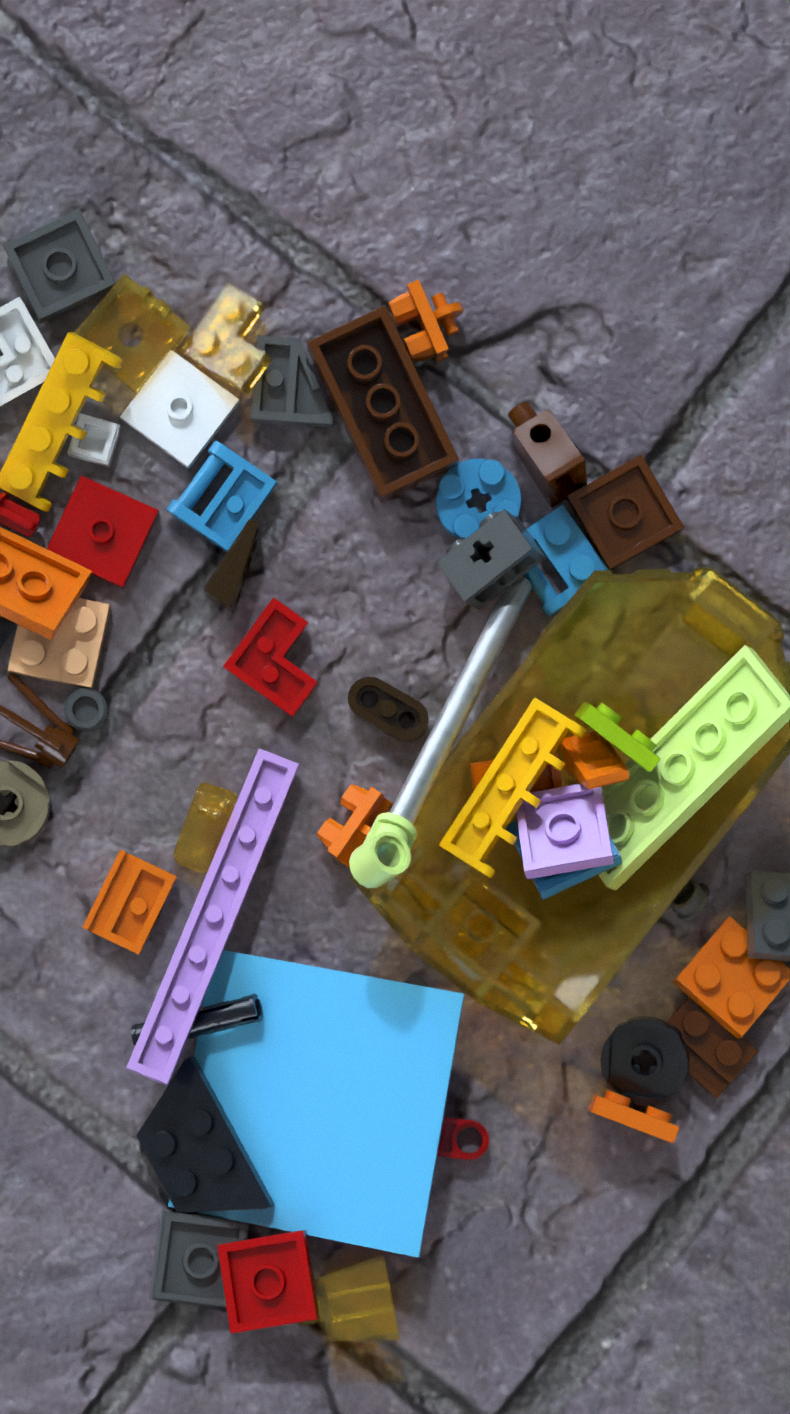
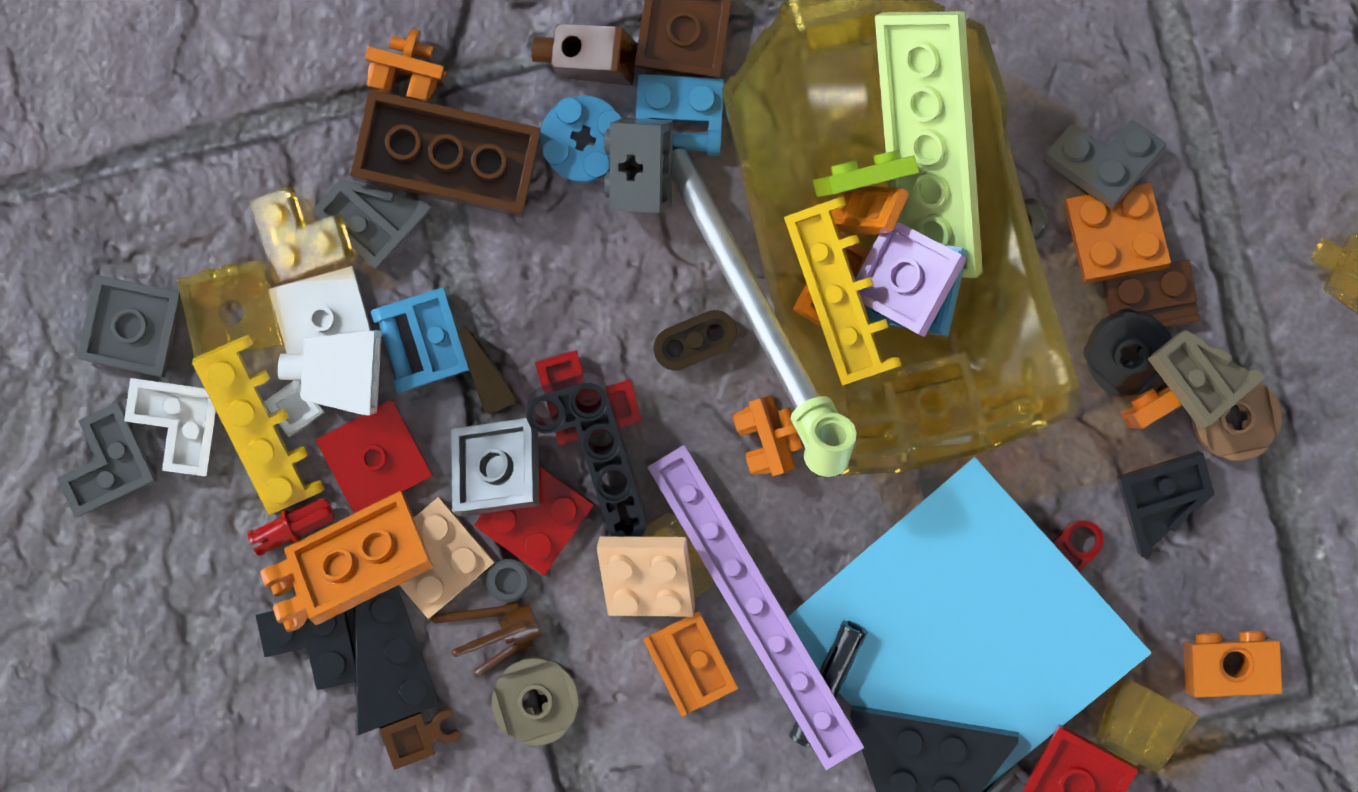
camera: 55 degrees left, 5 degrees up
(148, 449) = (337, 370): none -> white torso
(153, 690) = (539, 531): none -> red plate
(167, 629) = (494, 467): none -> plate
(171, 812) = (646, 576): none -> light nougat plate
(234, 702) = (598, 458): none -> black beam
(470, 1363) = (1257, 673): none -> orange brick
(553, 1178) = (1163, 497): none -> black wing
(664, 1212) = (1256, 432): none -> medium nougat plate
(667, 1126) = (1202, 377): none -> dark tan wing

